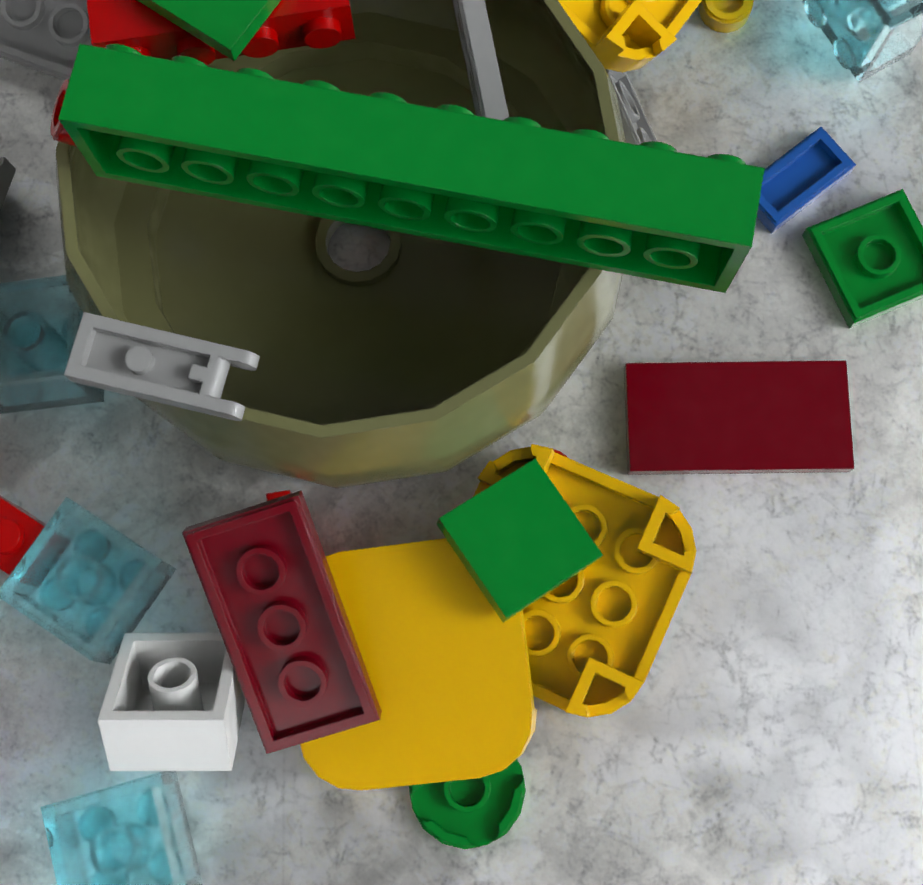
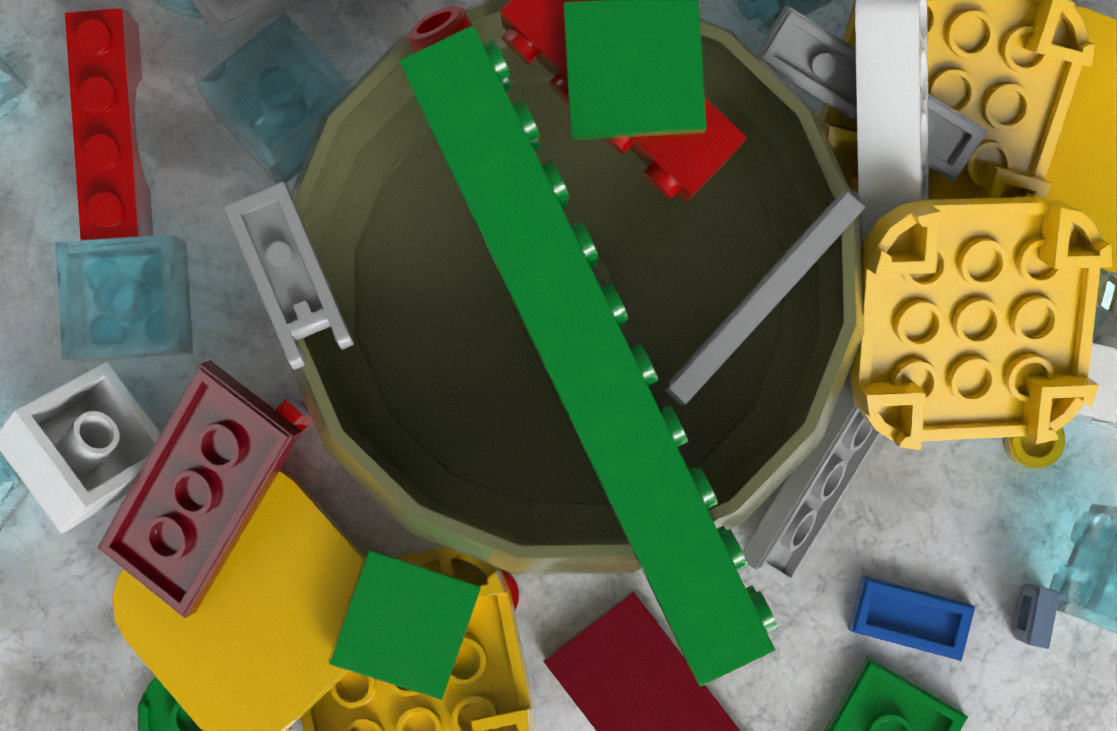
camera: 50 degrees right, 10 degrees up
(860, 86) = (1036, 615): none -> sand blue tile

